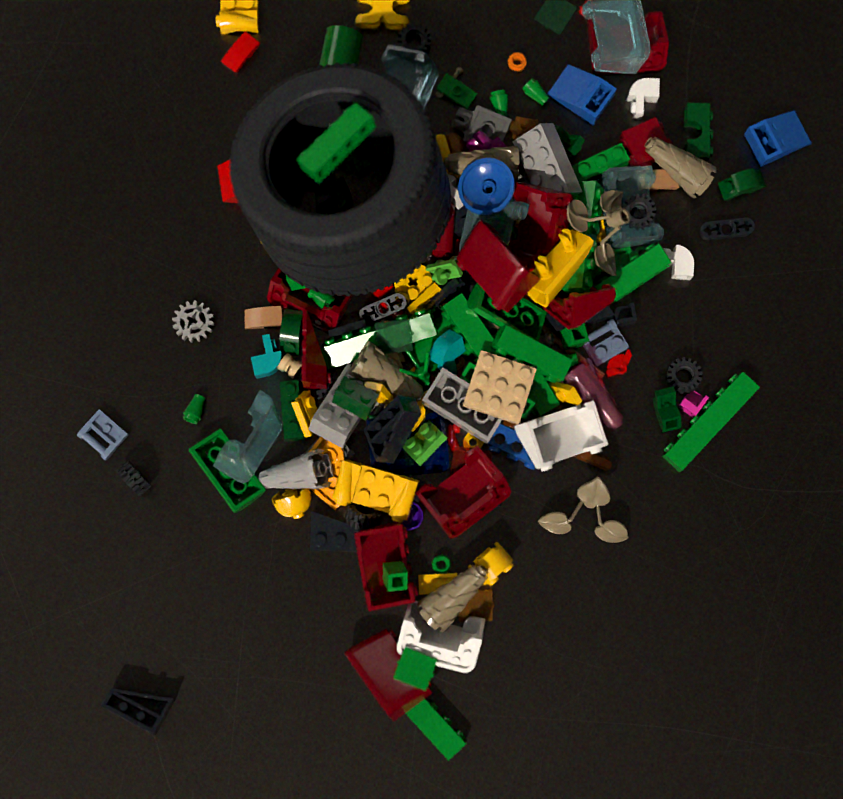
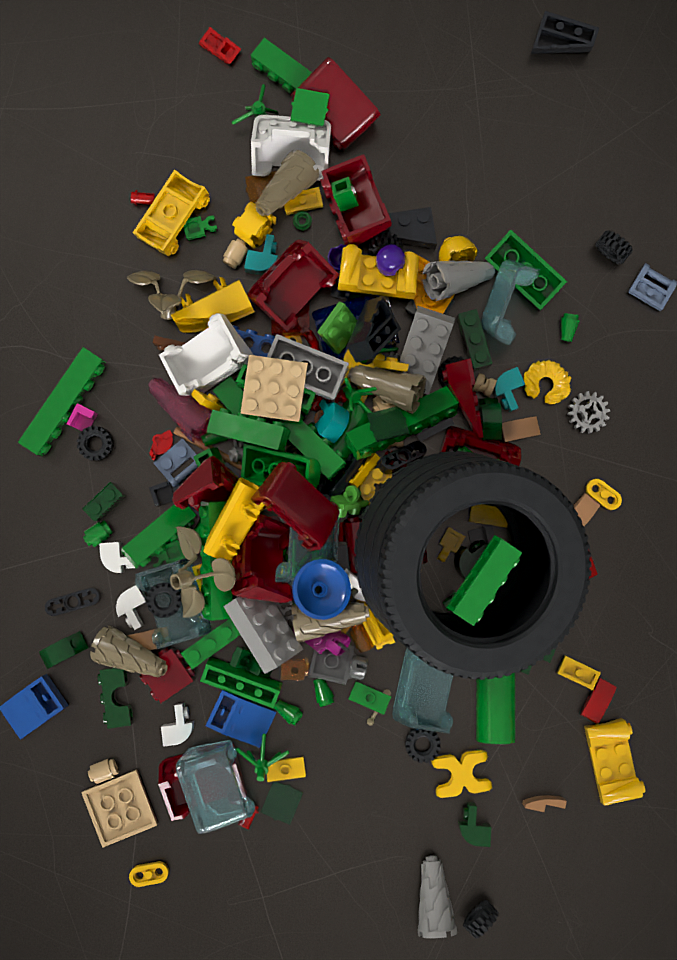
camera: 170 degrees right, 5 degrees up
(195, 241) = (603, 493): none -> yellow plate
(220, 226) = (586, 508): none -> medium nougat slope
(224, 369) = (556, 373): none -> yellow piece
(253, 79) = (578, 672): none -> yellow plate
(305, 409) = (461, 339): yellow plate -> none
(355, 398) = (414, 351): dark green brick -> none
(361, 498) = (390, 260): none -> dark purple hair
(467, 681) = (257, 109): none -> green plant
(488, 526) = (260, 262): none -> teal brick
(496, 764) = (219, 46): none -> red slope
(515, 541) = (235, 253): none -> tan brick
(517, 56) = (313, 747): orange plate -> none
(534, 486) = (227, 300): none -> yellow piece
(547, 41) = (287, 769): none -> yellow plate
(551, 575) = (196, 227): none -> green plate
(569, 44) = (262, 765): none -> green plant
(573, 592) = (170, 213): none -> yellow piece
(575, 122) = (241, 682): none -> green brick
(600, 615) = (142, 198): none -> red pin
(666, 409) = (106, 404): dark green brick -> none
(674, 214) = (127, 603): none -> white brick
(683, 316) = (104, 502): none -> dark green brick
(693, 288) = (97, 533): none -> green brick
(708, 33) = (119, 808): none -> tan plate
(719, 68) = (103, 771): none -> tan brick

